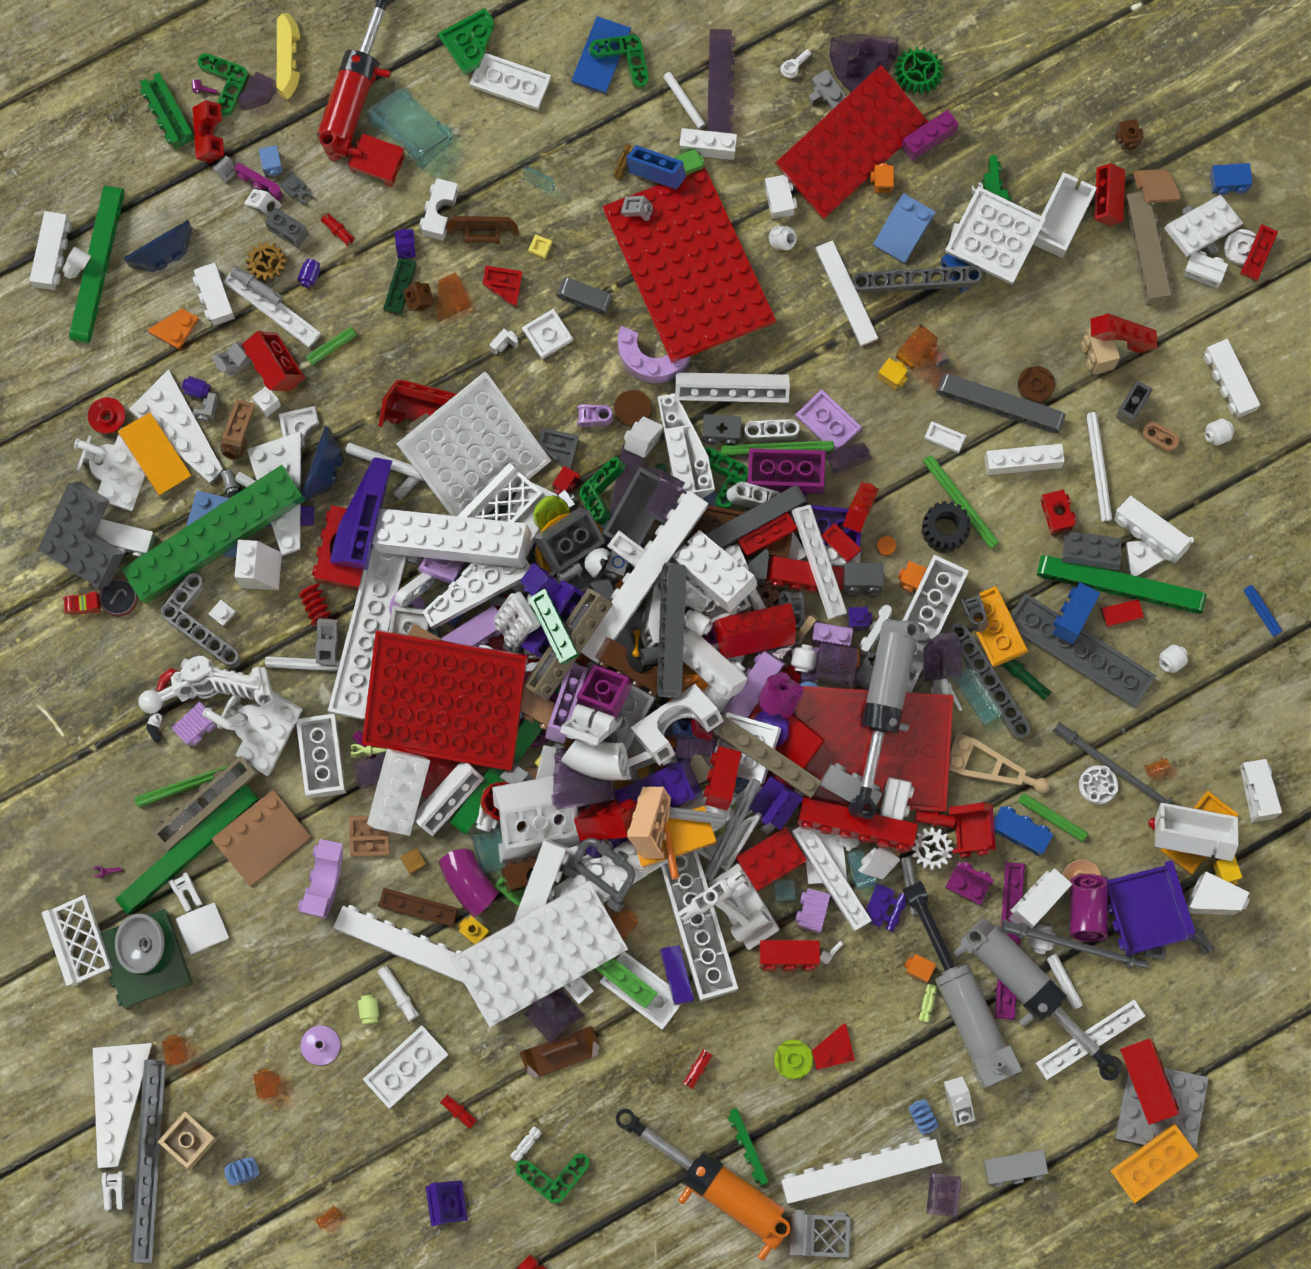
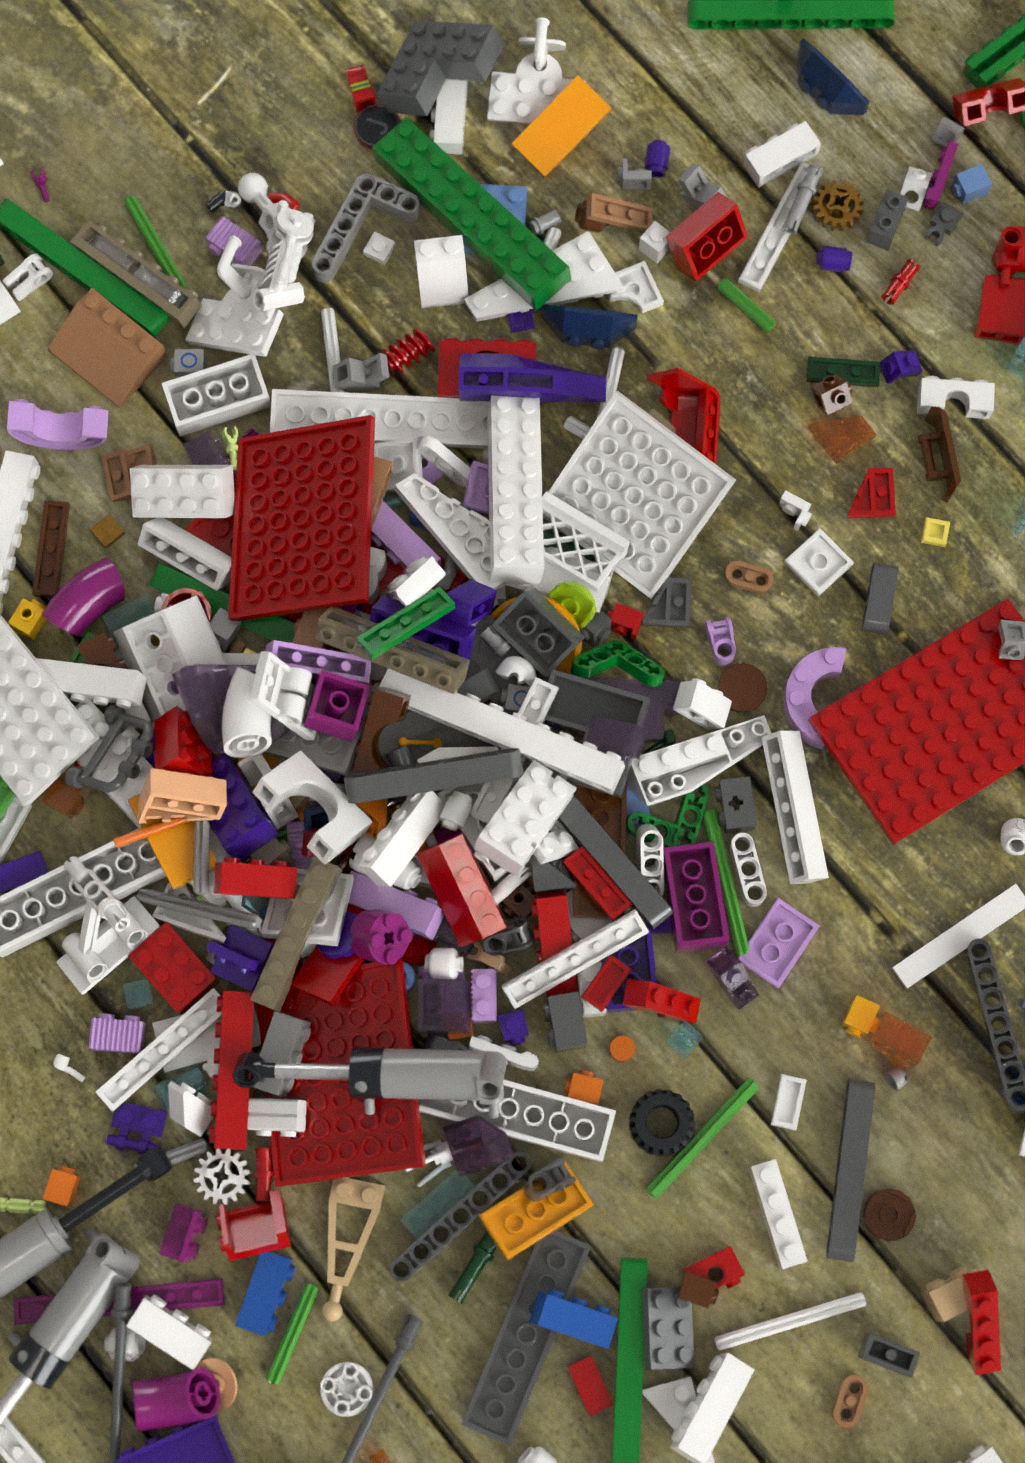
camera: 80 degrees right, 0 degrees up
(103, 407) = (602, 55): red dish -> none
(175, 328) = (729, 120): orange wing -> none
(179, 425) = (616, 137): white wing -> none
(289, 775) = (188, 361): none -> light grey brick
(548, 387) = (748, 578): none -> medium nougat plate
(789, 955) = (50, 1012): red brick -> none
(887, 498) = (685, 1039): none -> clear light blue bracket
(1064, 981) = (73, 1384): white axle -> none
(1070, 521) = (698, 1290): none -> reddish brown brick

